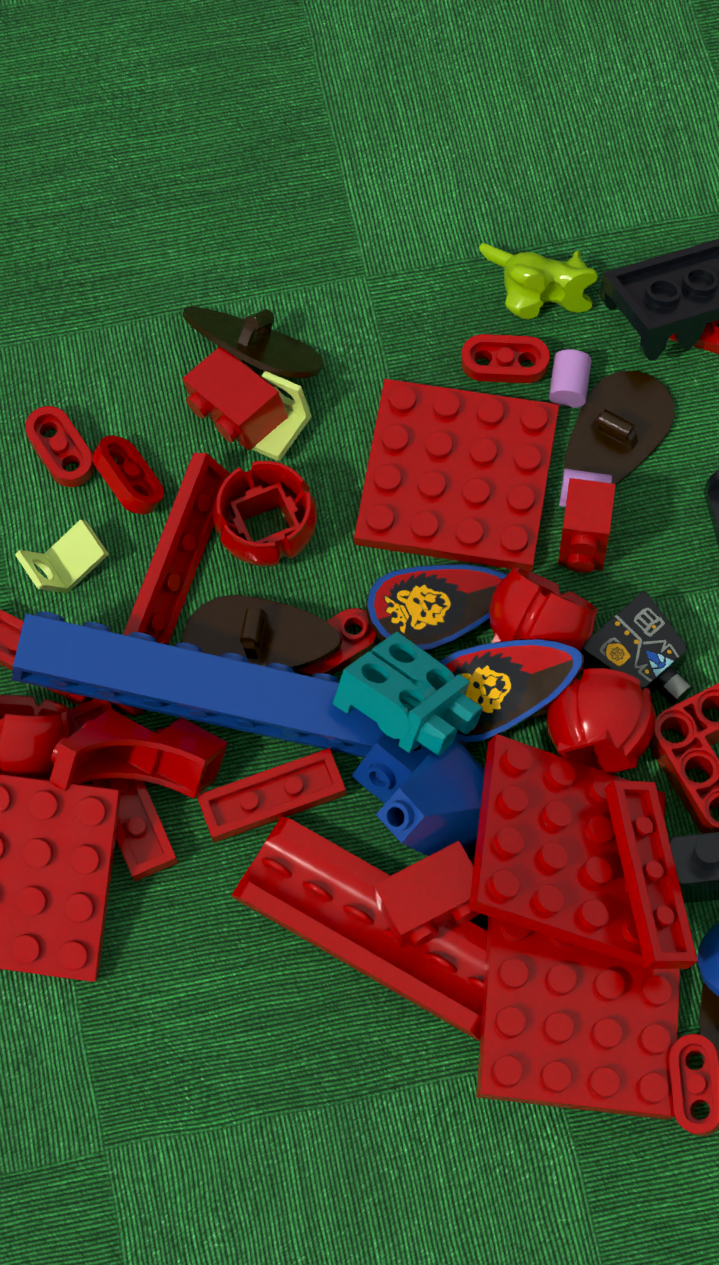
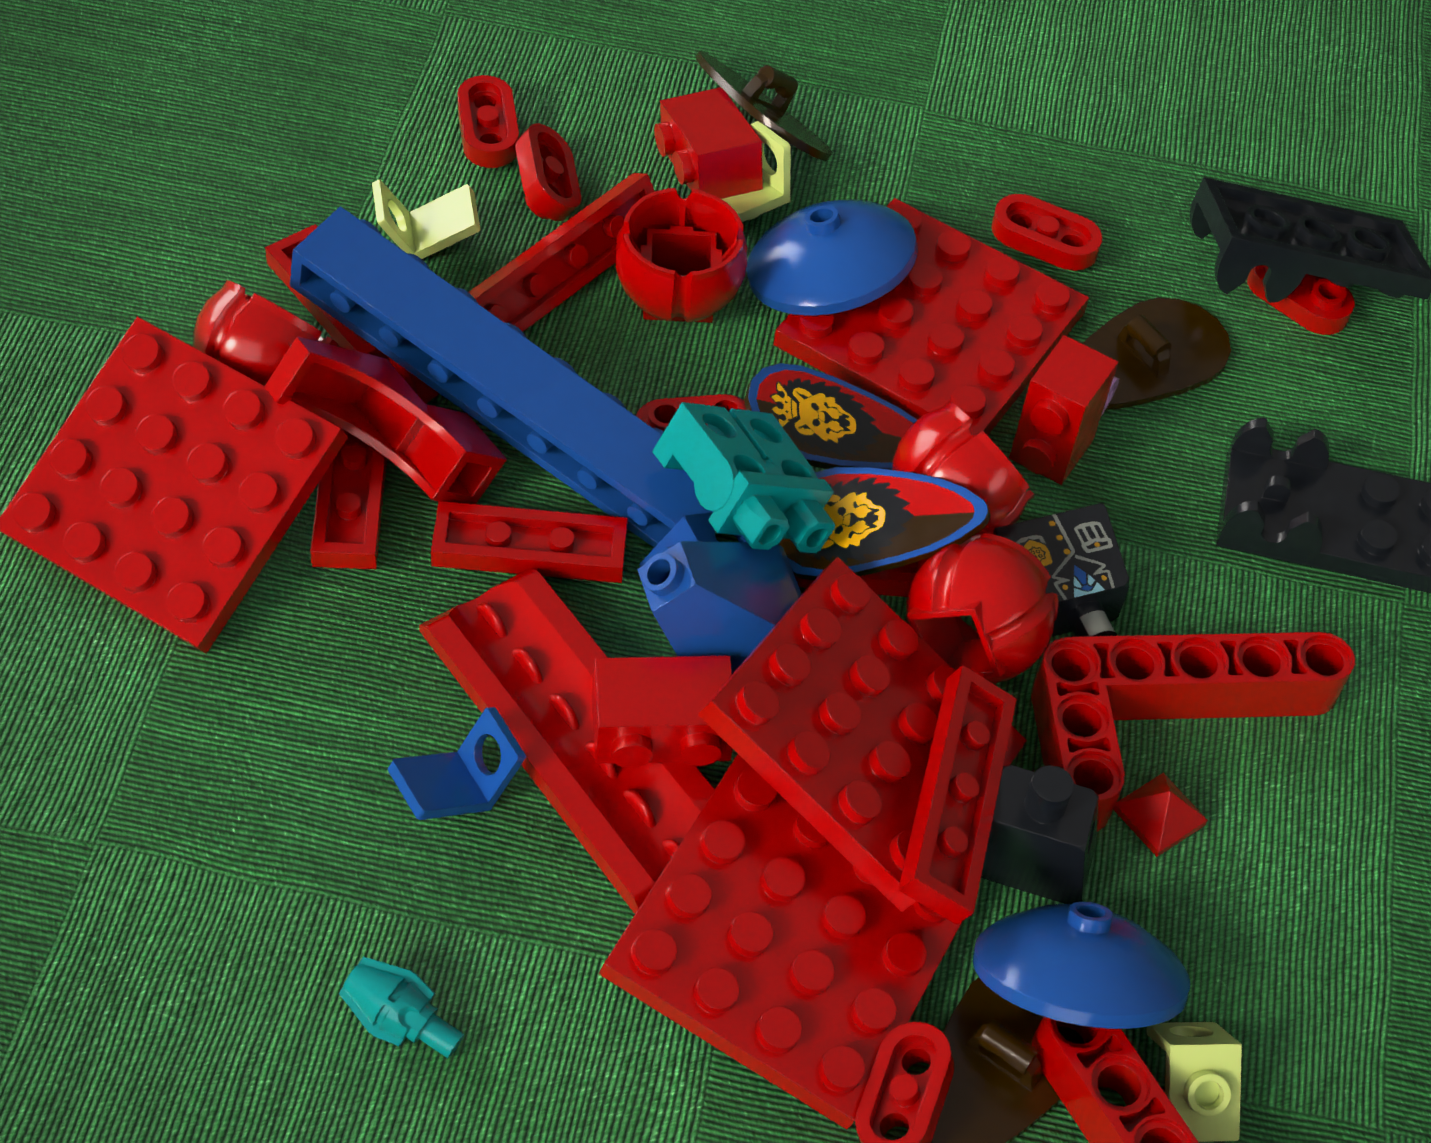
camera: 15 degrees right, 15 degrees down
(261, 631) = (624, 370): dark brown shield -> none
(315, 998) = (459, 780): none -> blue bracket
(359, 1174) = (397, 1006): none -> teal piece
(376, 473) = (831, 257): none -> blue dish
(537, 279) = (1121, 171): lime animal -> none
(570, 378) = (1115, 277): lavender piece -> none

